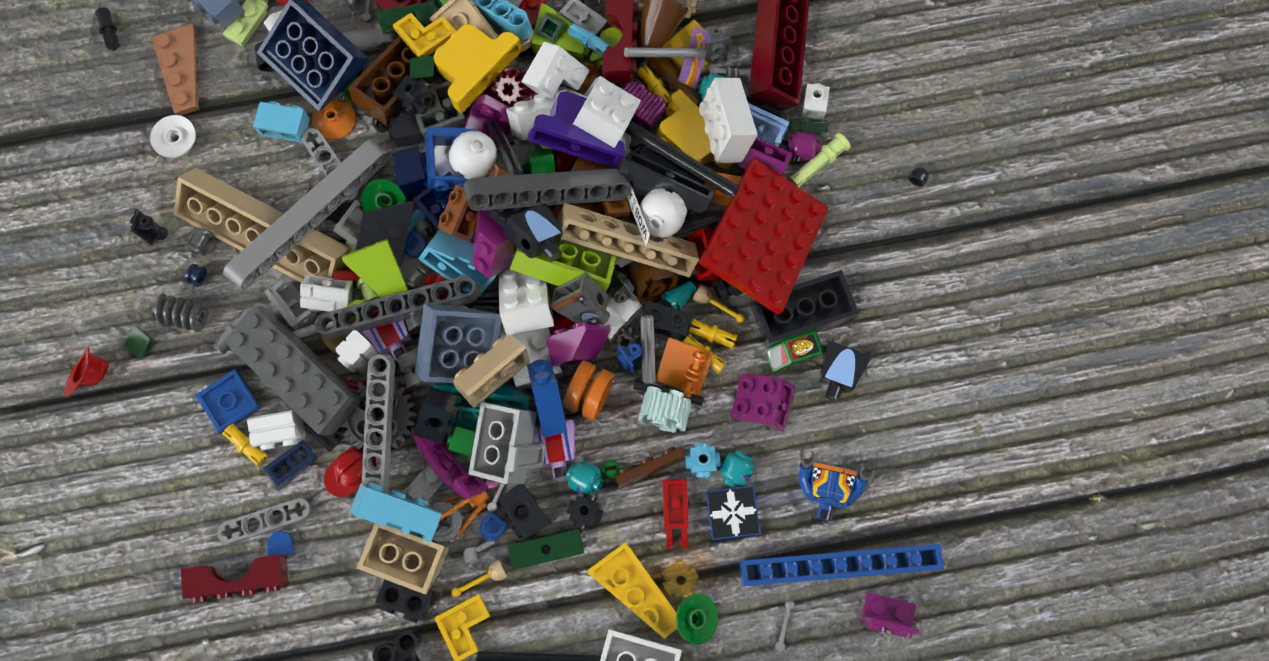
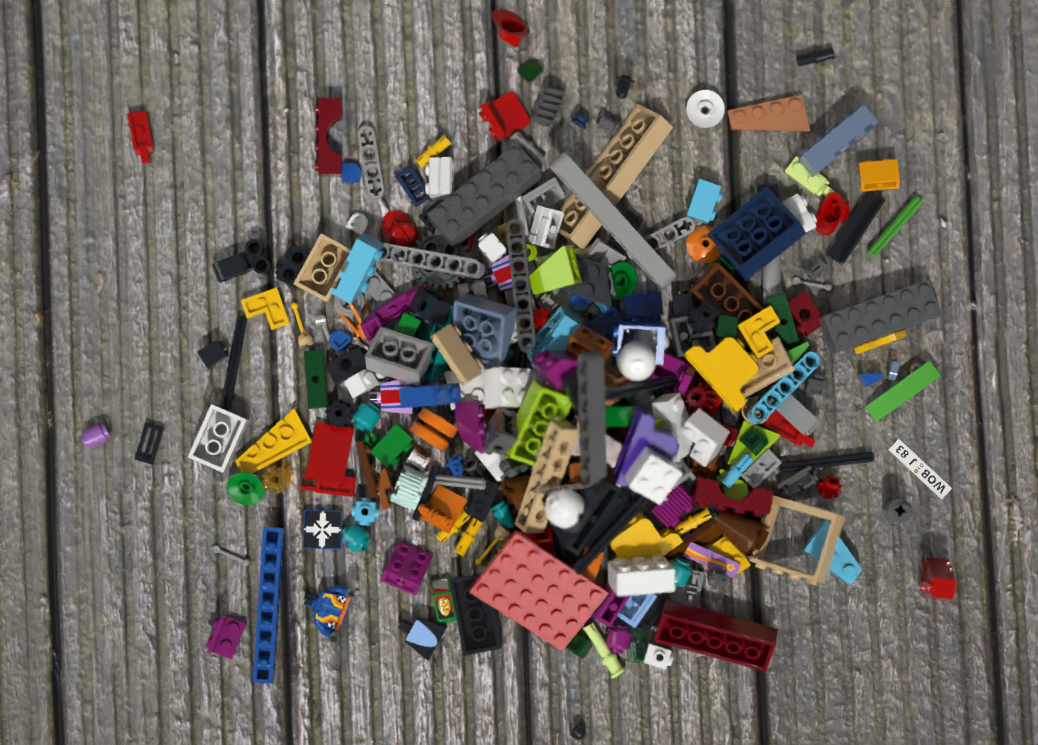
camera: 95 degrees right, 10 degrees up
(195, 364) = (504, 116): none -> red bracket
(228, 401) = (471, 140): blue tile -> none
(344, 526) = (358, 223): none -> white tile
(345, 274) = (560, 241): red tile -> none
(525, 456) = (384, 373): light grey tile -> none
(535, 232) = (554, 404): black torso -> none
(542, 488) = (364, 382): none -> white slope
(616, 440) = (392, 446): none -> green brick
(629, 406) = (418, 460): none -> white bush
(637, 517) = (329, 453): none -> red tile
(663, 439) = (384, 484): none -> dark orange slope
(664, 52) = (712, 533): light grey bar -> none
(818, 189) = (579, 645): none -> dark green slope

